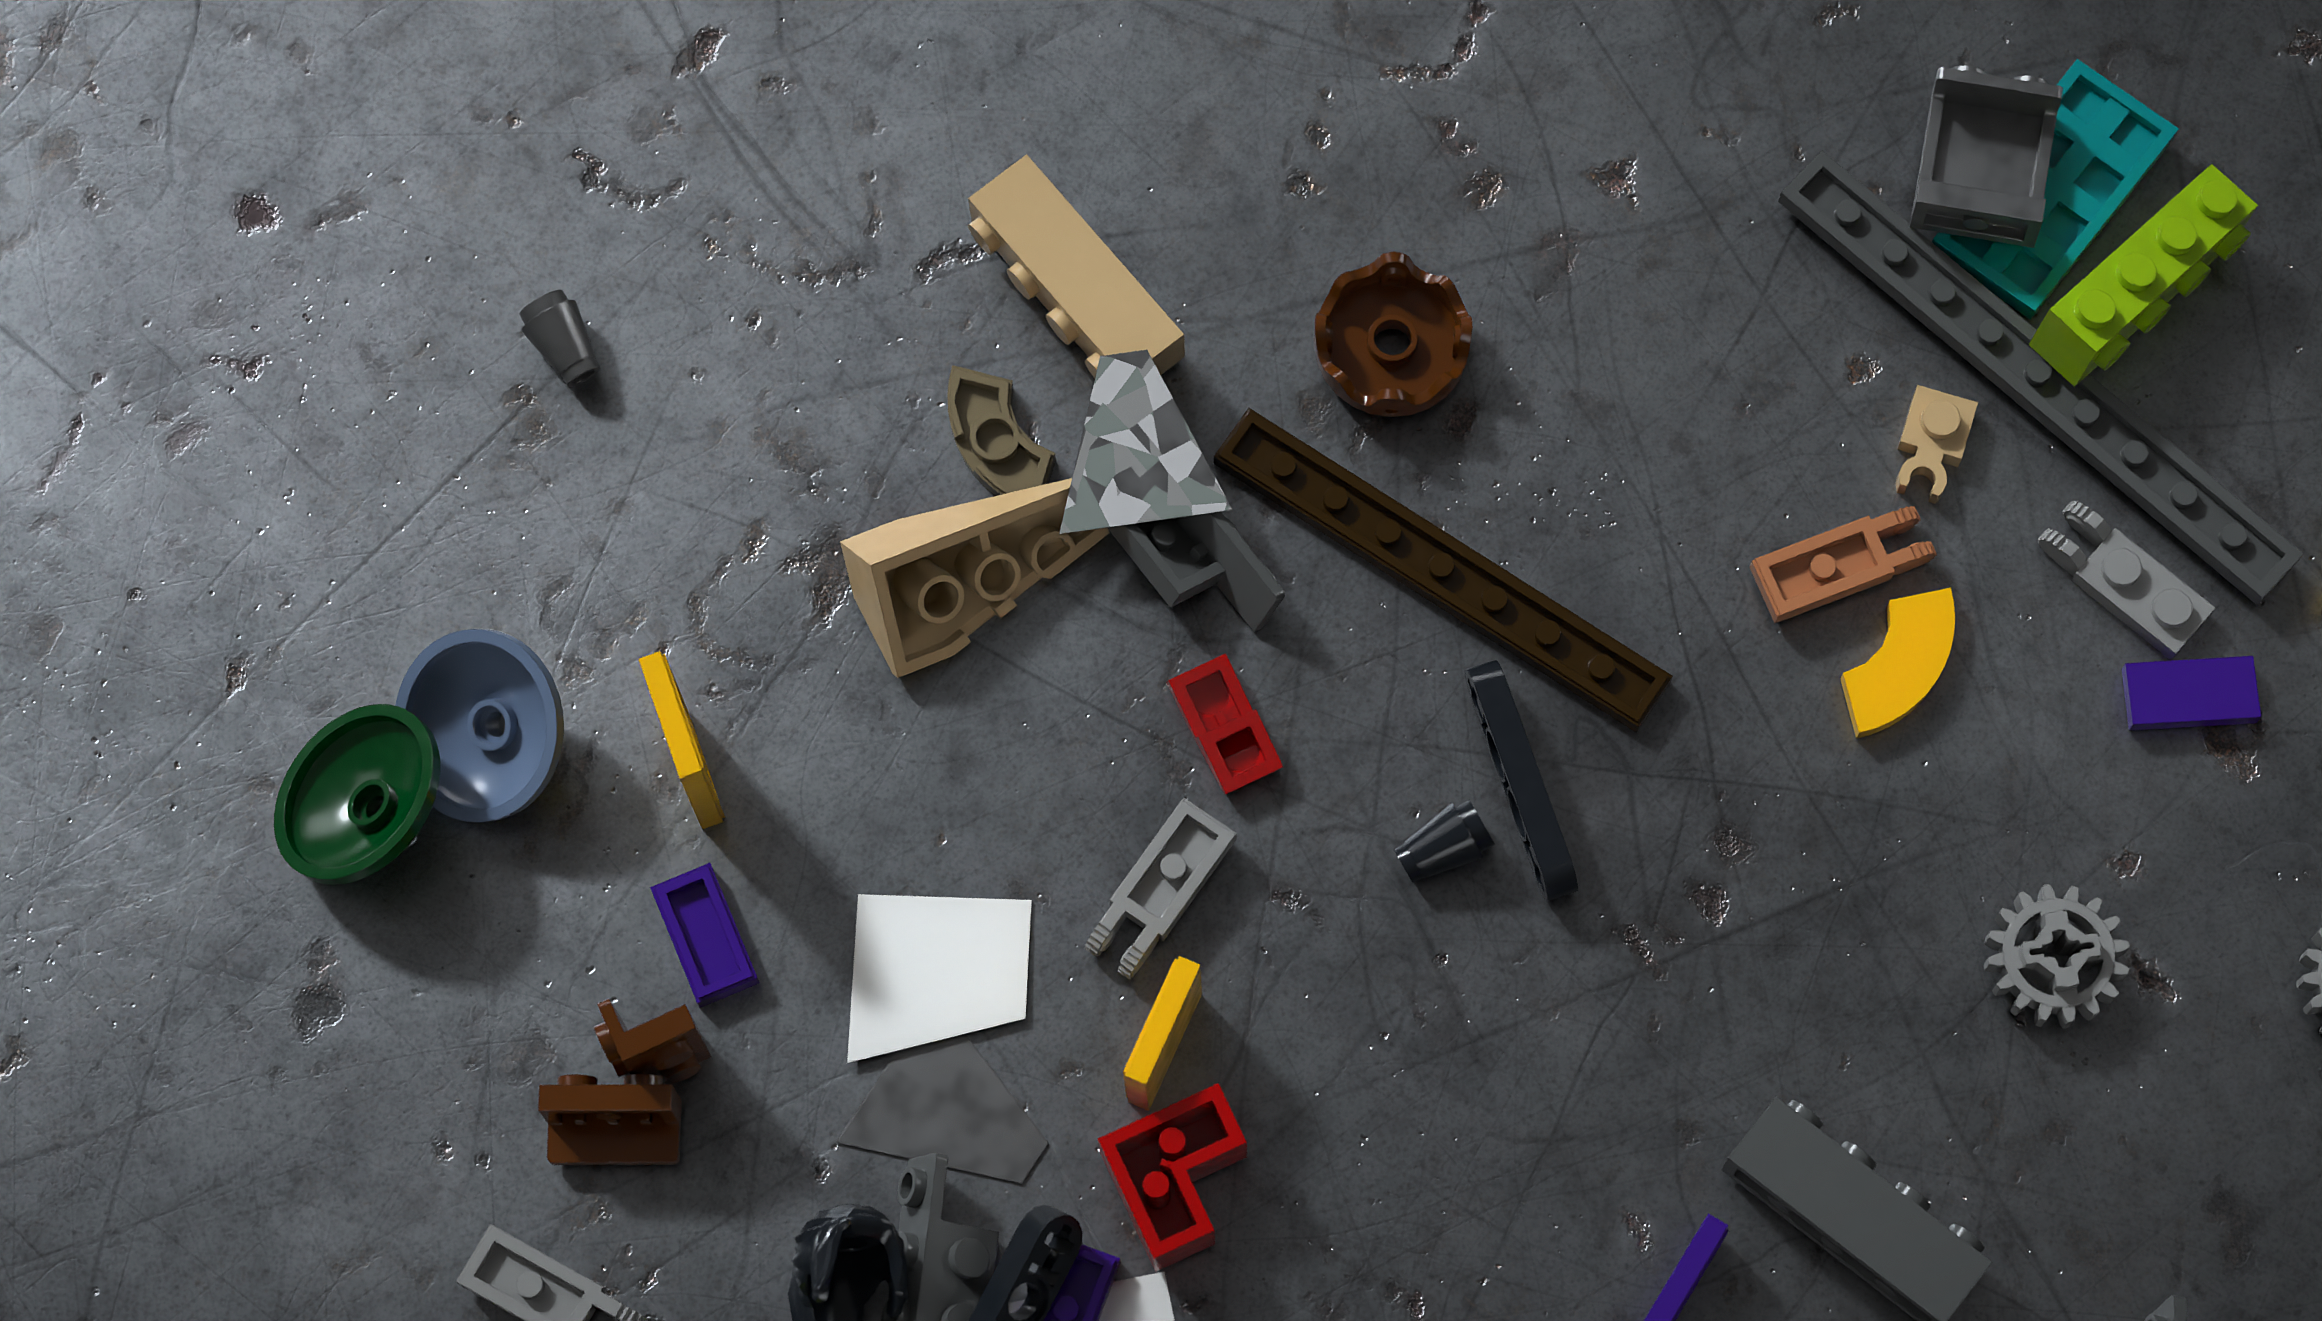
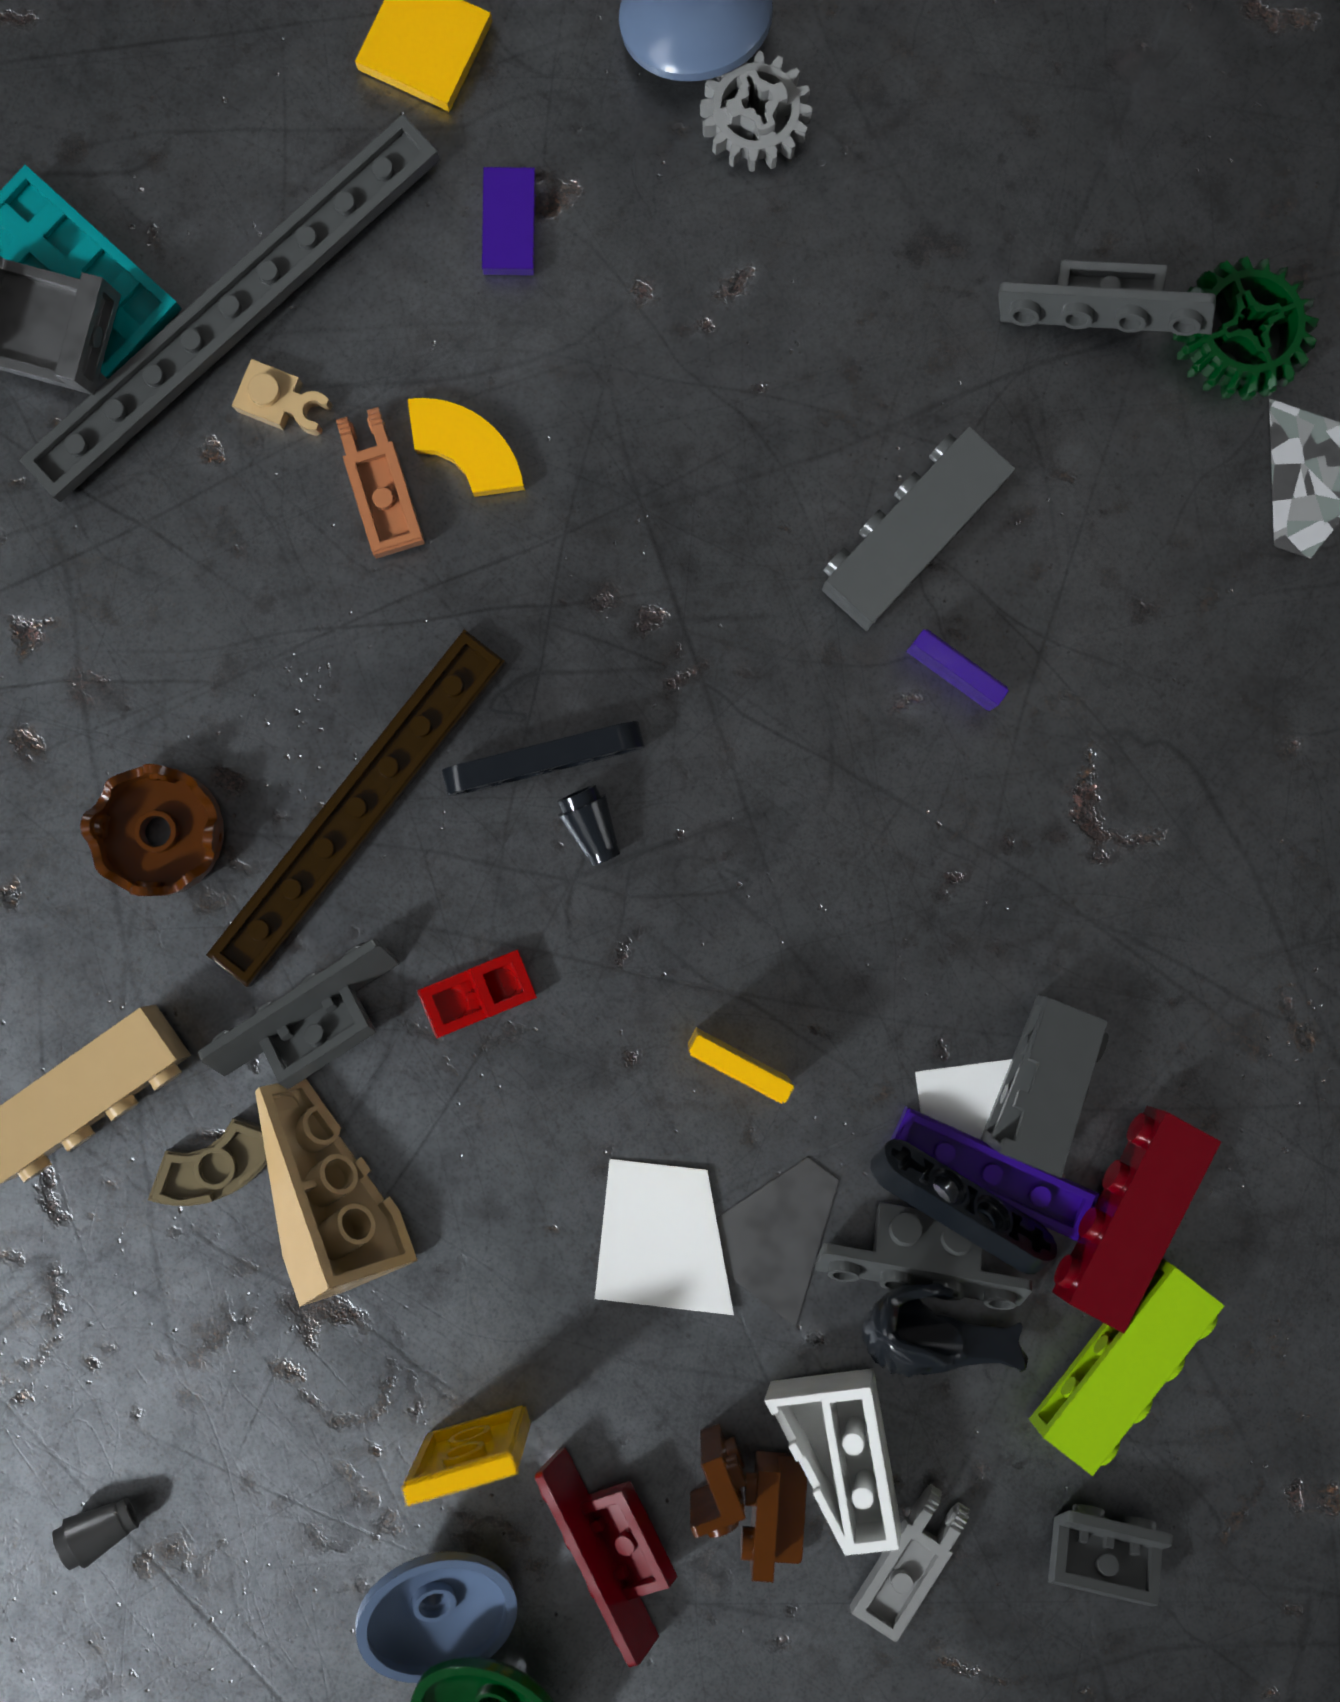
camera: 90 degrees left, 15 degrees up
(559, 929) = (612, 1549): none -> dark red bracket
(687, 1201) = (843, 1449): none -> white wedge
(704, 935) = (620, 1426): dark purple tile -> none
(1136, 453) = (242, 1053): sticker -> none
(1160, 1160) = (847, 1077): red brick -> none
(1163, 883) = (606, 1052): light grey hinge -> none
(2054, 929) = (738, 350): light grey gear -> none
(2128, 581) = (412, 258): light grey hinge -> none
(2143, 275) = (158, 211): lime brick -> none

